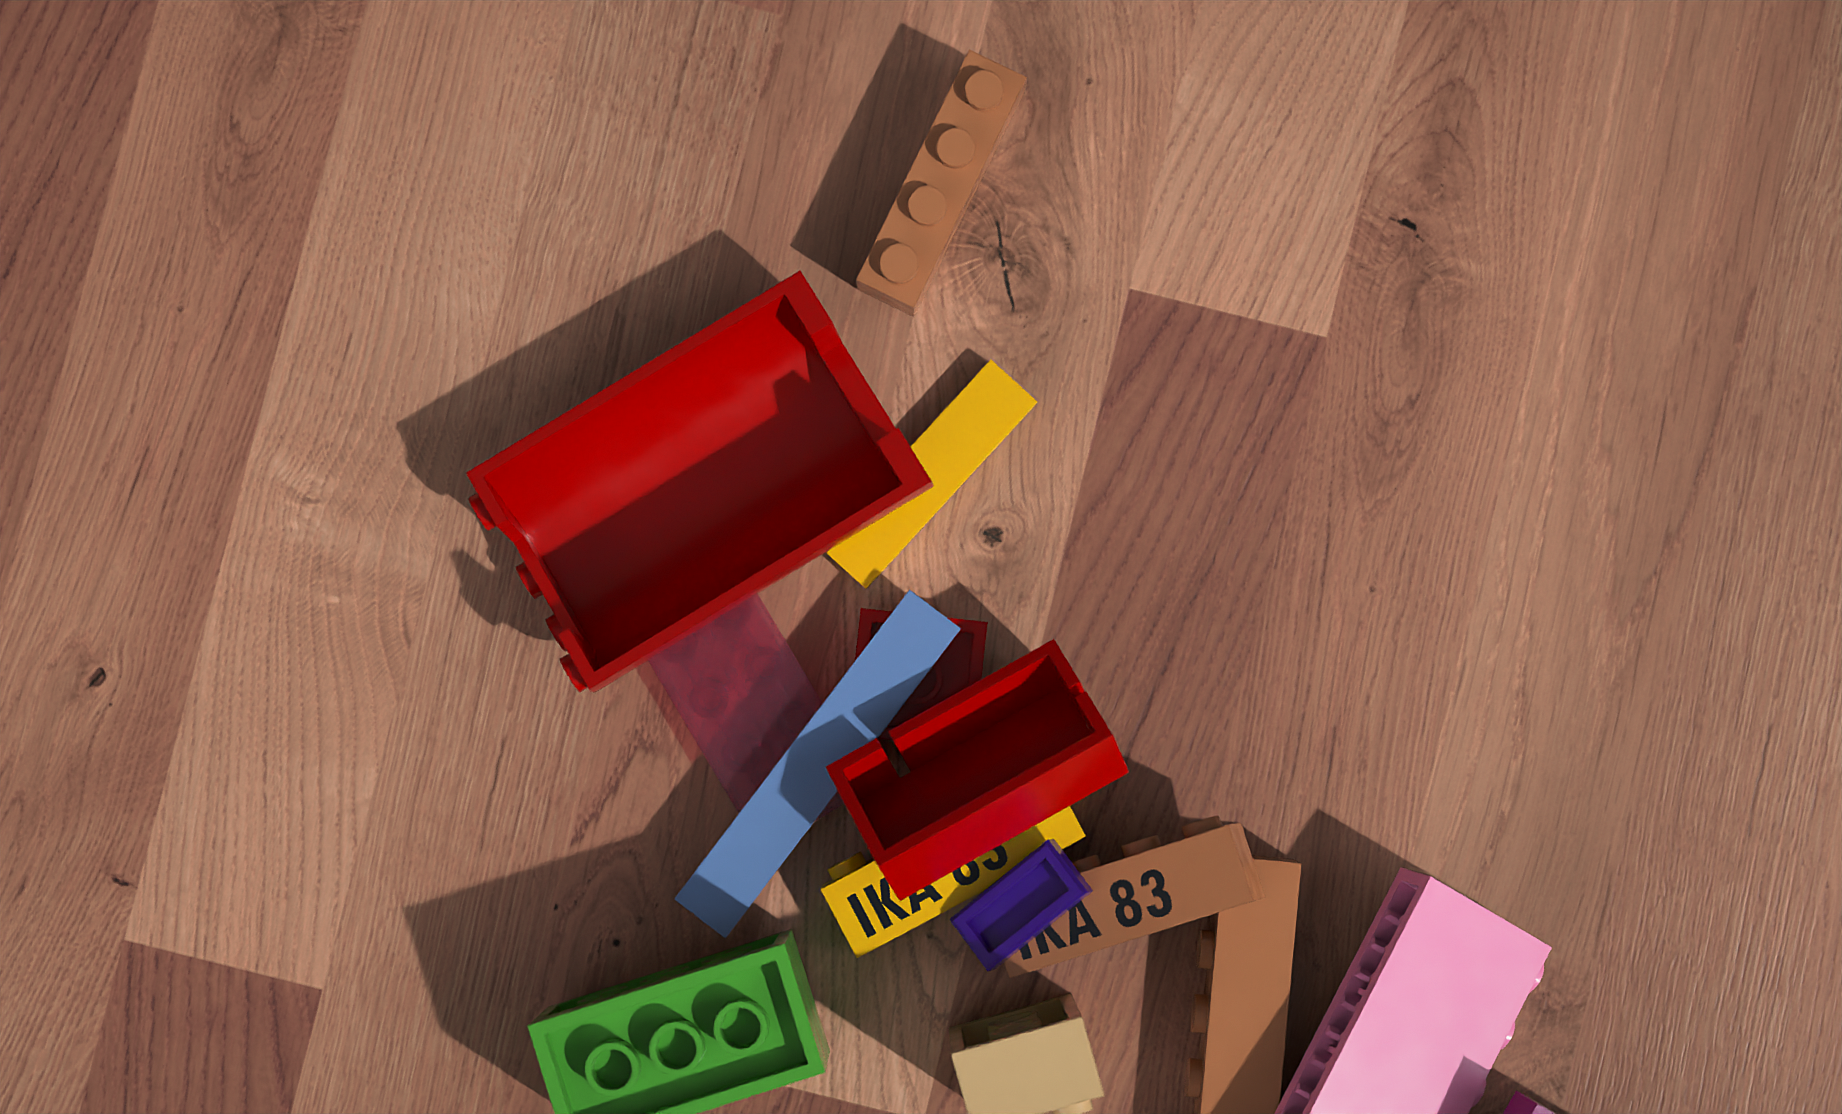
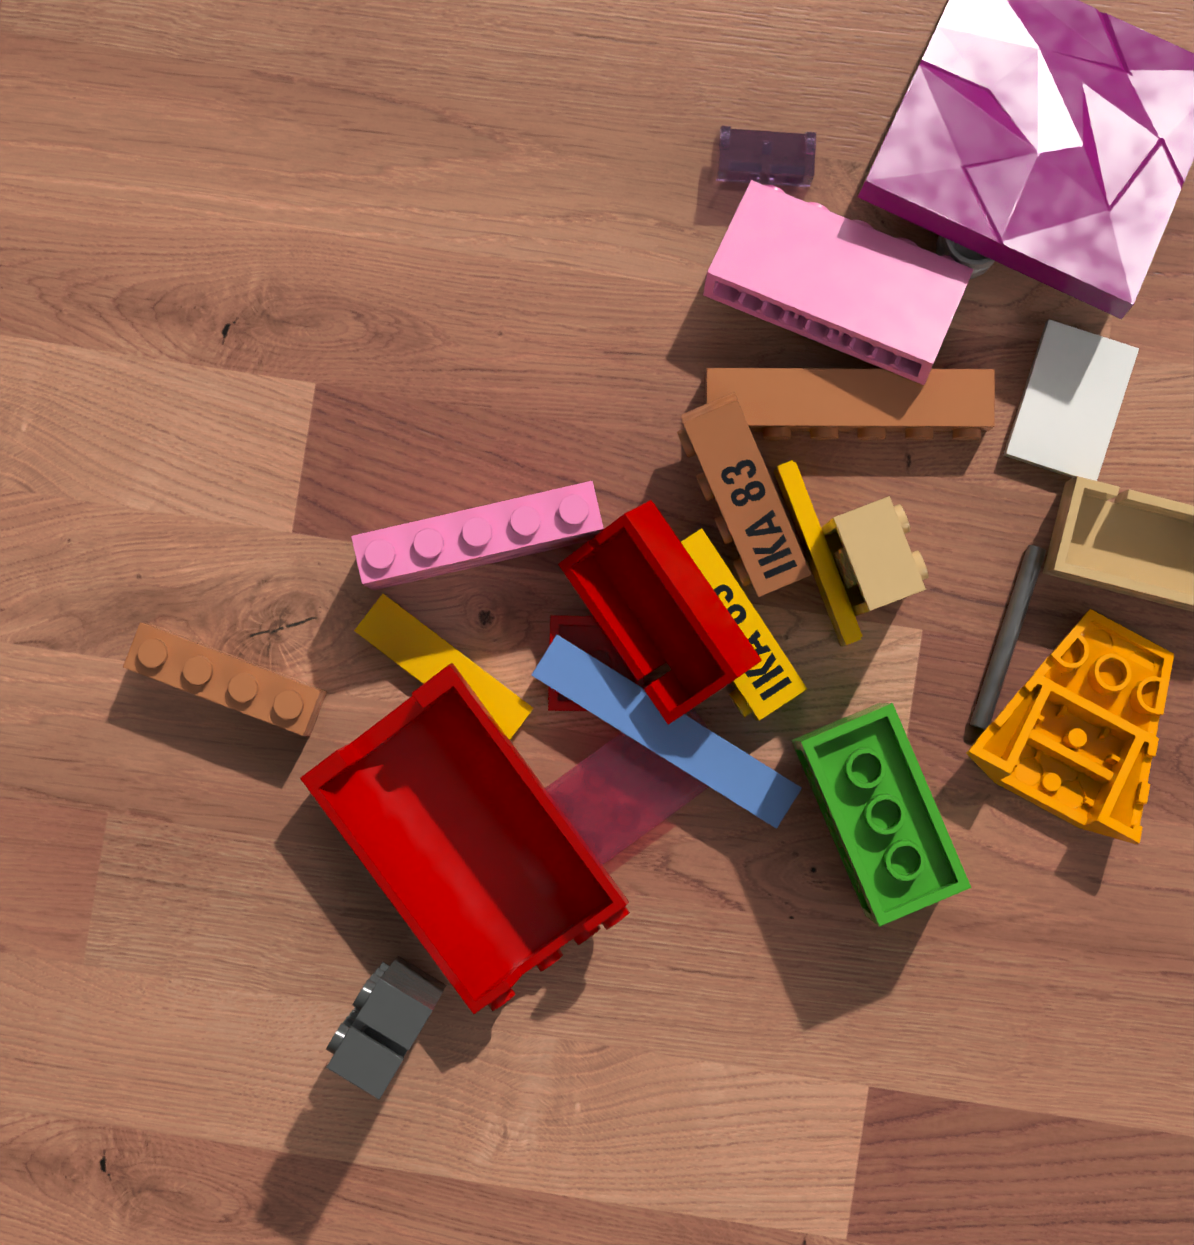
camera: 95 degrees left, 0 degrees up
(461, 353) = (383, 1025): none -> dark grey piece
(1021, 904) = (756, 571): dark purple tile -> none
(1038, 989) = (818, 553): none -> yellow tile
(1101, 535) = (478, 536): none -> bright pink brick
(1581, 971) = (766, 157): none -> clear purple hinge

